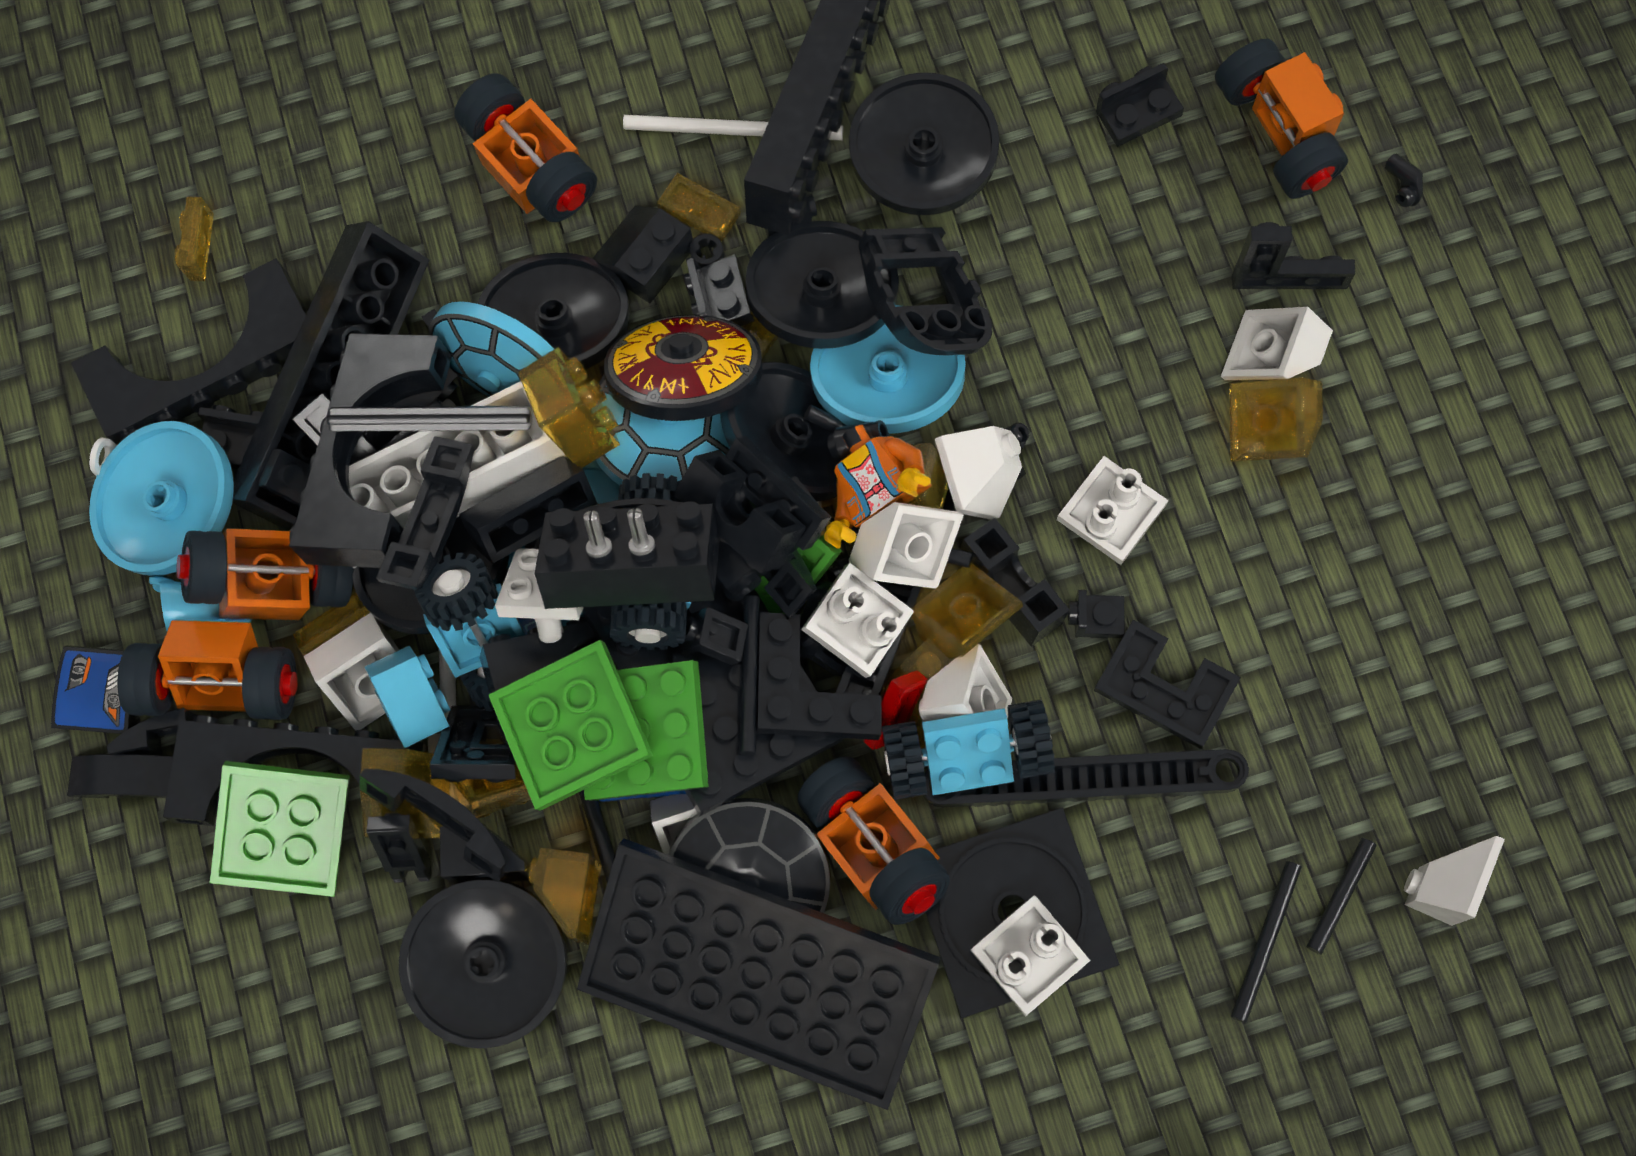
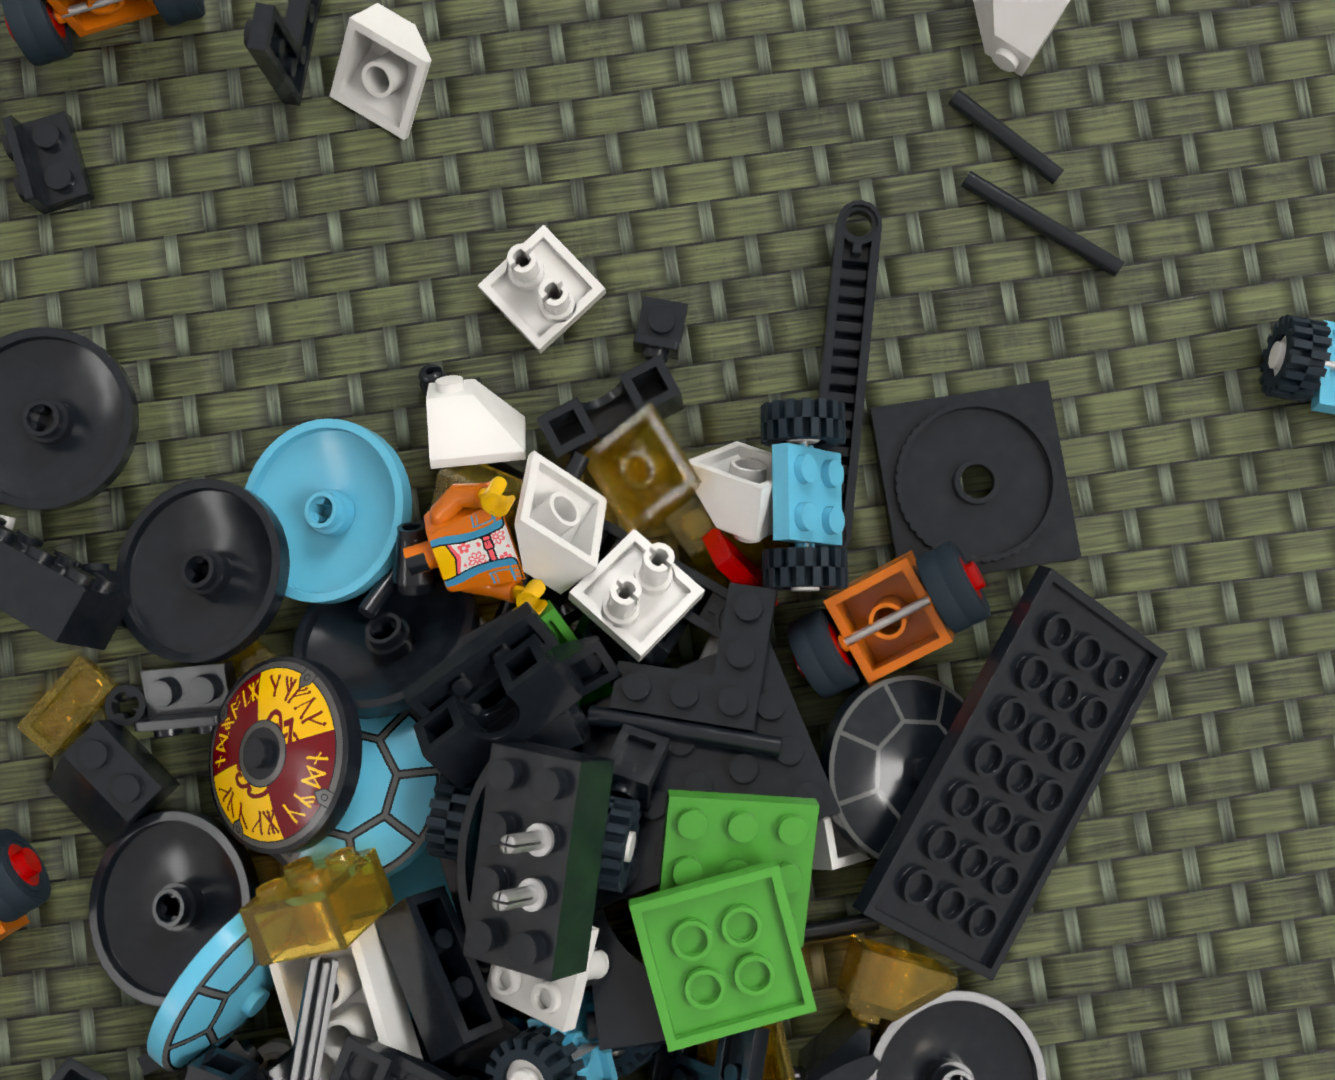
camera: 90 degrees left, 10 degrees up
(929, 329) = (288, 450): black slope -> none
(1030, 955) = (1034, 470): white plate -> none
(1185, 714) = (787, 257): black plate -> none
(1274, 418) = (471, 89): clear yellow slope -> none

